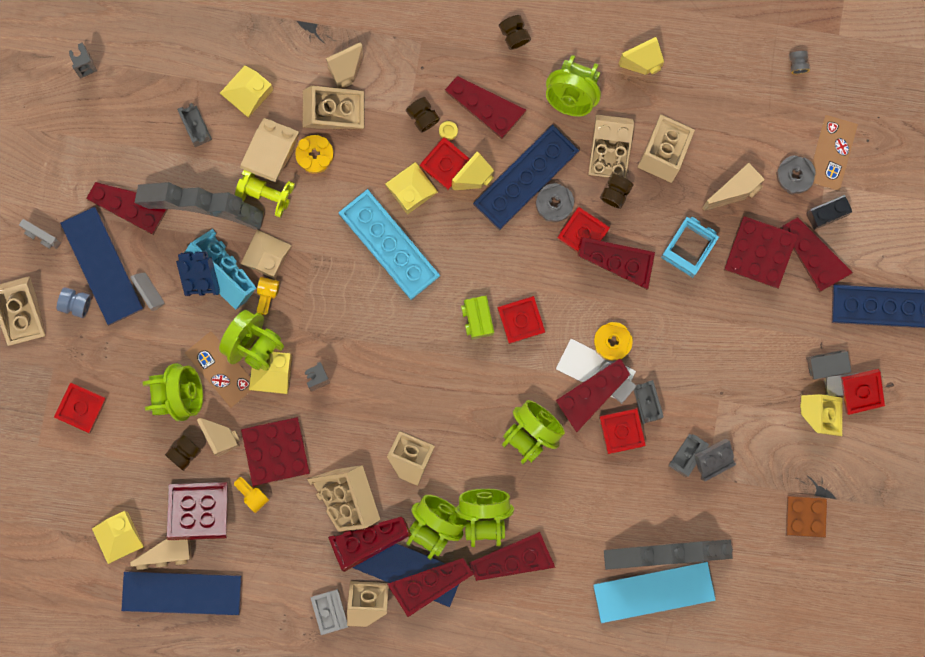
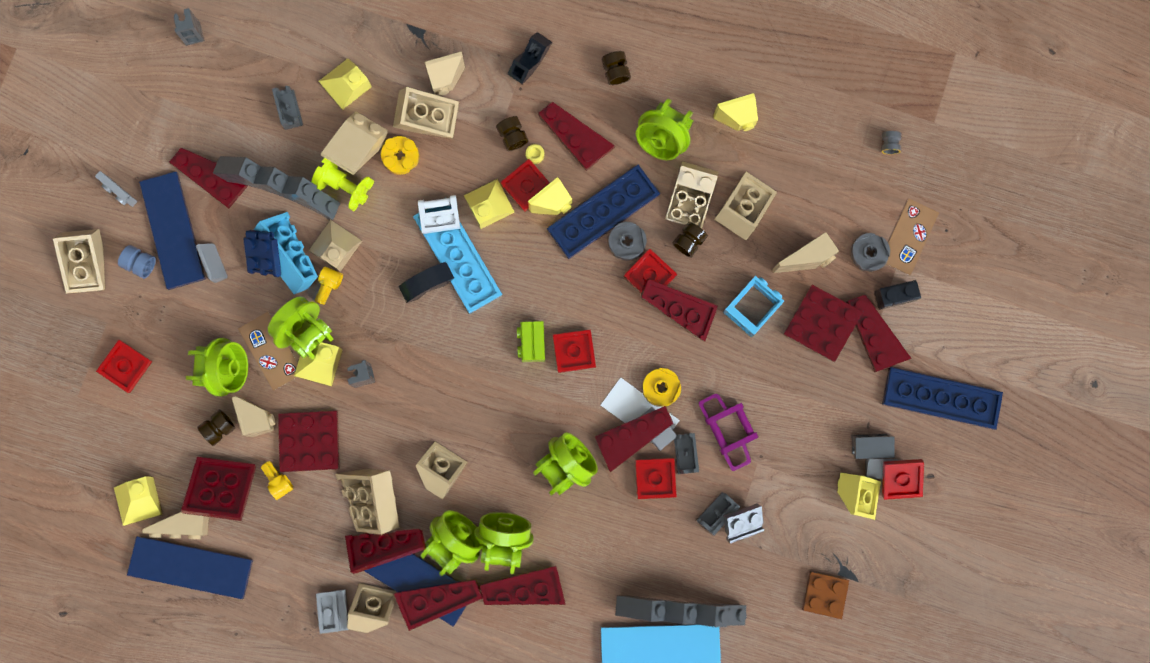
camera: 10 degrees right, 0 degrees up
(363, 275) = (425, 281): none -> black brick
(366, 212) = (439, 220): none -> white plate
(427, 36) = (530, 59): none -> black brick
(675, 377) = (711, 421): none -> magenta bar

